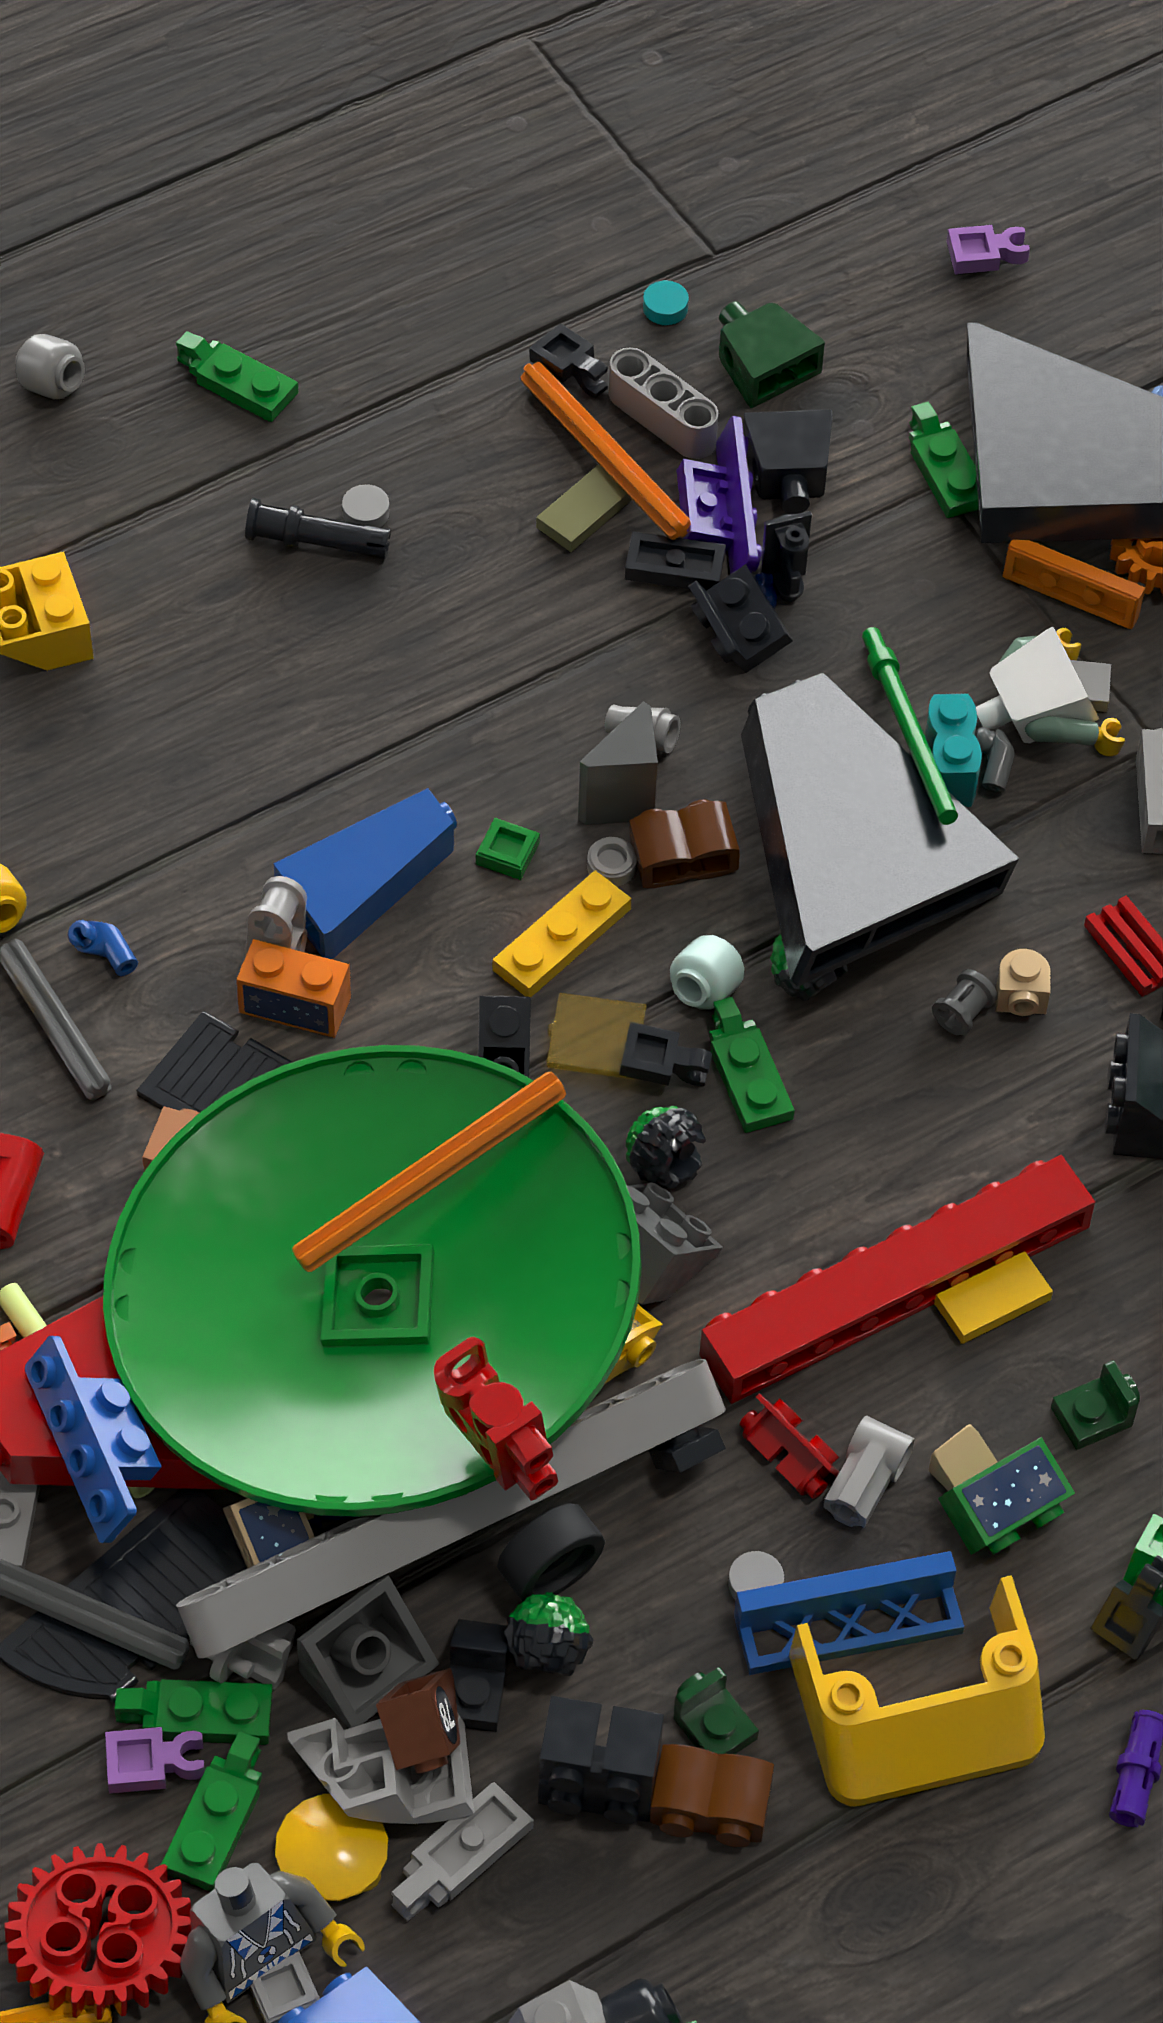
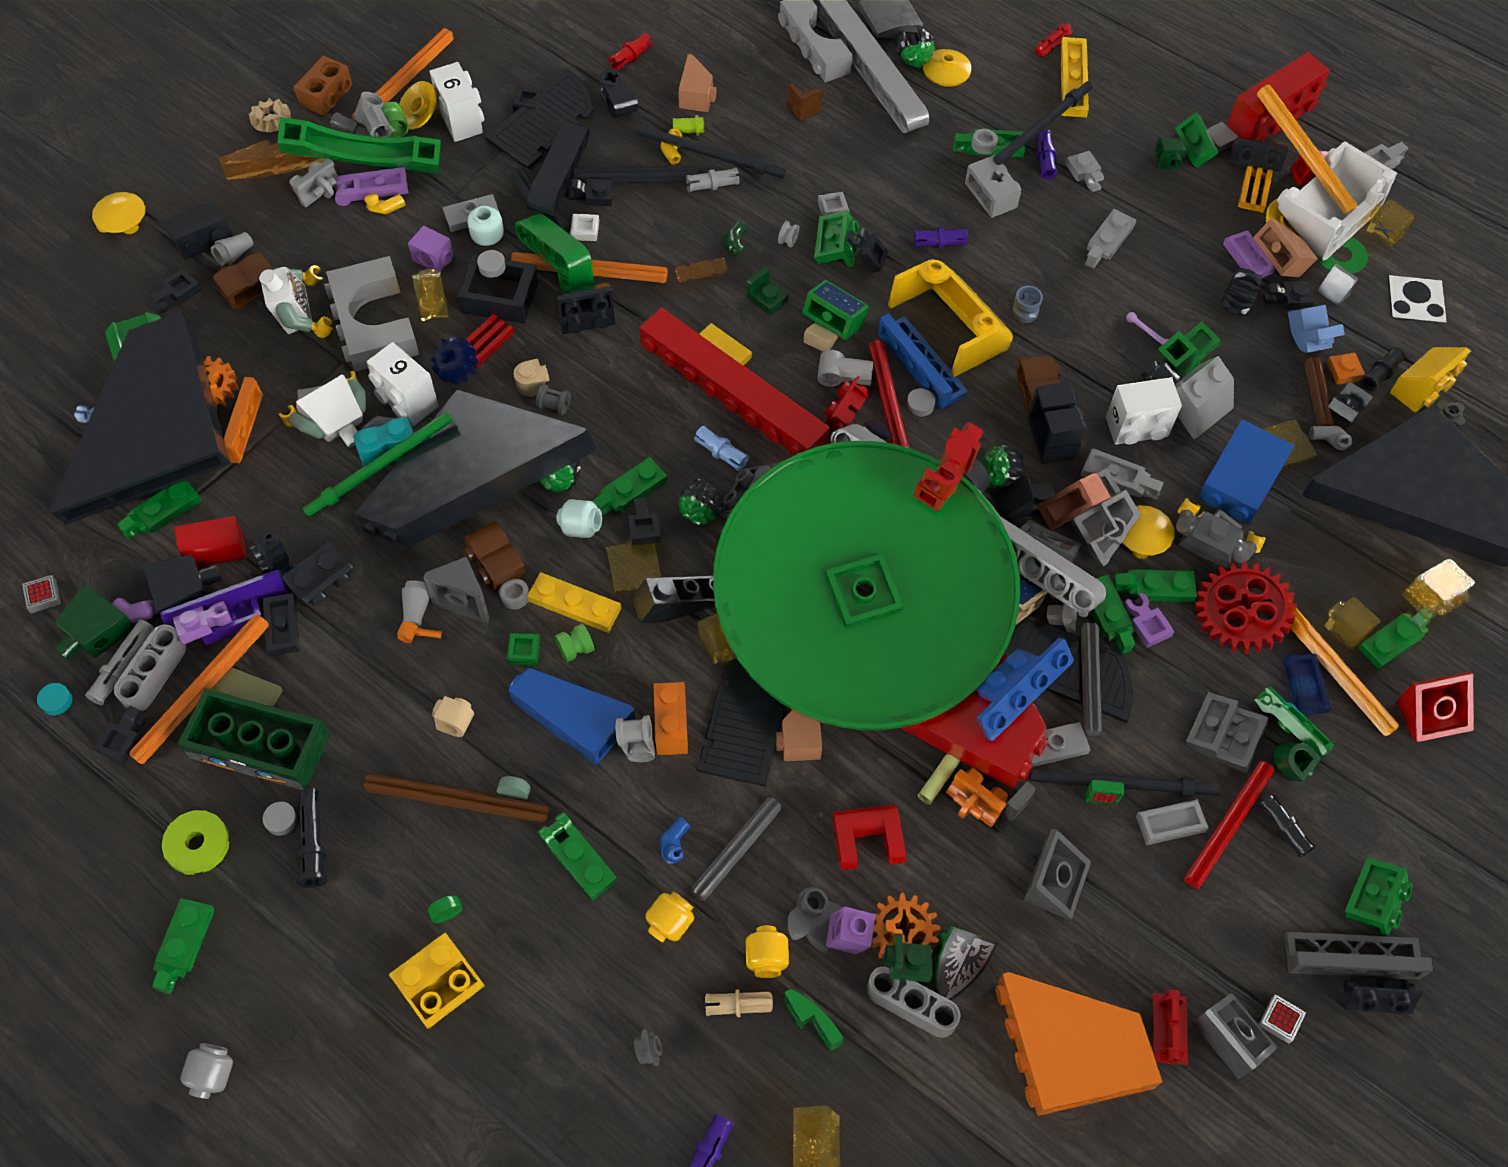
camera: 110 degrees left, 5 degrees up
(136, 649) = (444, 909): none -> green tile
(141, 825) = (578, 857): none -> green plate
(276, 770) = (513, 788): none -> sand green tile
(298, 708) = (457, 798): none -> reddish brown axle
(374, 394) = (186, 827): none -> lime tile
(427, 725) = (452, 716): none -> tan plate
(428, 1171) = (799, 567): orange axle -> none
(482, 914) = (576, 642): none -> bright green wheel
(487, 489) = (254, 739): none -> dark green brick
(562, 1922) = (1143, 411): none -> white brick
(594, 708) = (409, 630): none -> orange hand
(709, 456) = (198, 623): none -> medium lavender plate
(712, 1715) = (1000, 398): dark green bracket -> none
(728, 402) = (99, 690): none -> light grey pin
(750, 1234) = (721, 448): none -> light blue pin
(779, 397) = (142, 610): none -> medium lavender arm
(782, 1526) = (887, 393): none -> red axle
(848, 311) = (41, 594): none -> tile
(850, 504) = (211, 541): none -> red brick
(914, 1840) = (1027, 304): none -> sand blue wheel
(1055, 786) = (402, 384): none -> white brick
(1091, 877) = (449, 351): none -> clear blue gear

